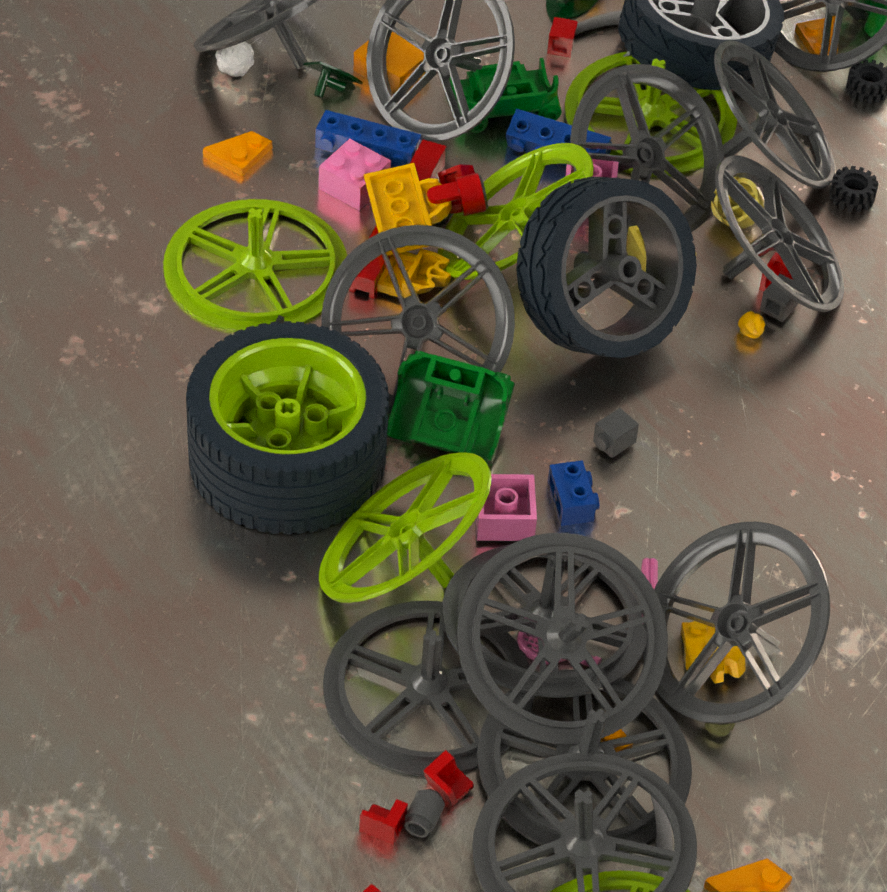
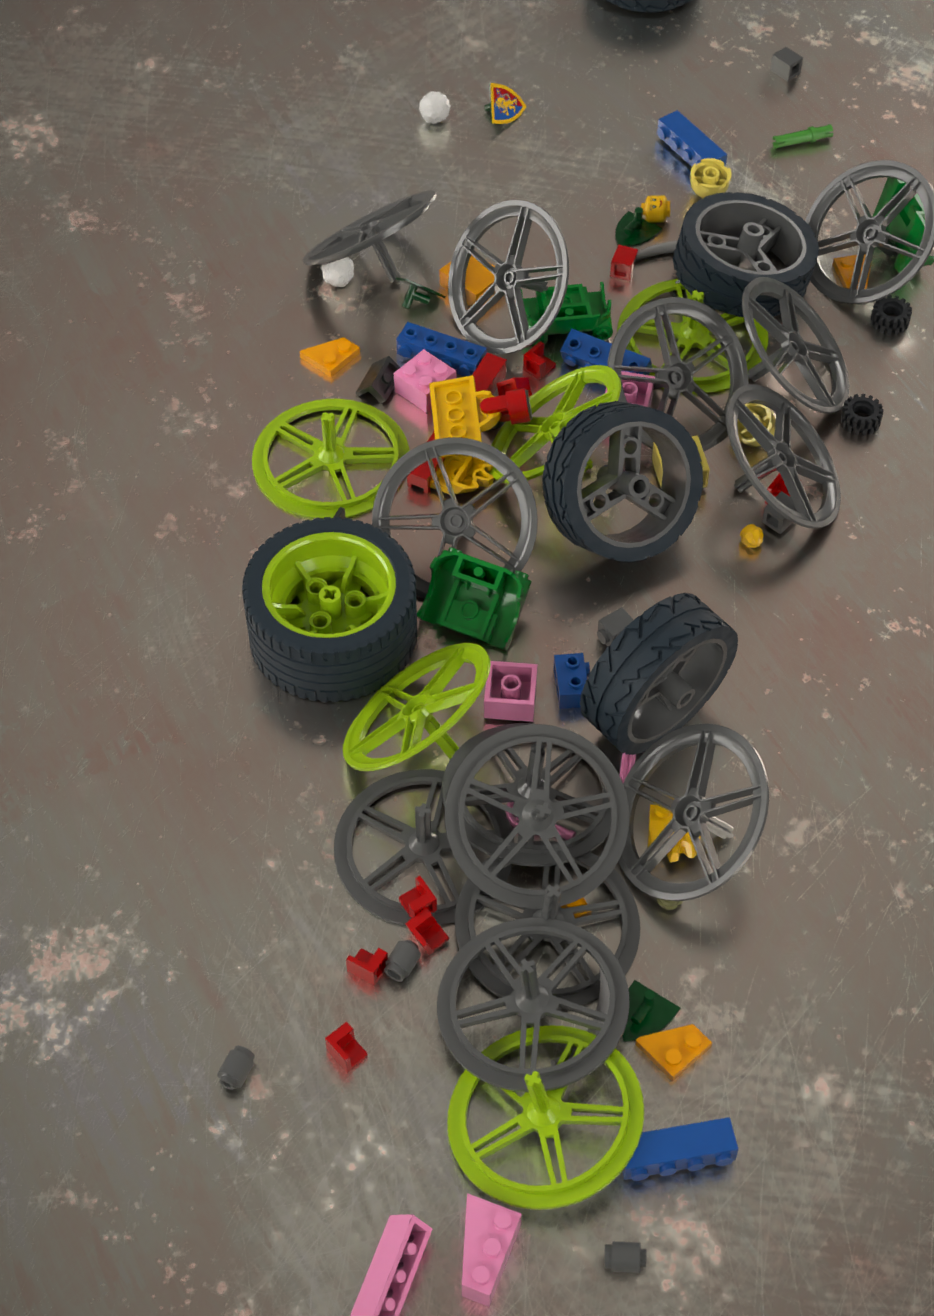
camera: 10 degrees right, 5 degrees up
(300, 175) = (379, 379): none -> pearl dark grey panel
(434, 741) = (418, 898): none -> red panel
(478, 150) = (537, 363): none -> red panel
(680, 471) = (658, 672): none -> black wheel
(716, 850) = (647, 1012): none -> dark green shield

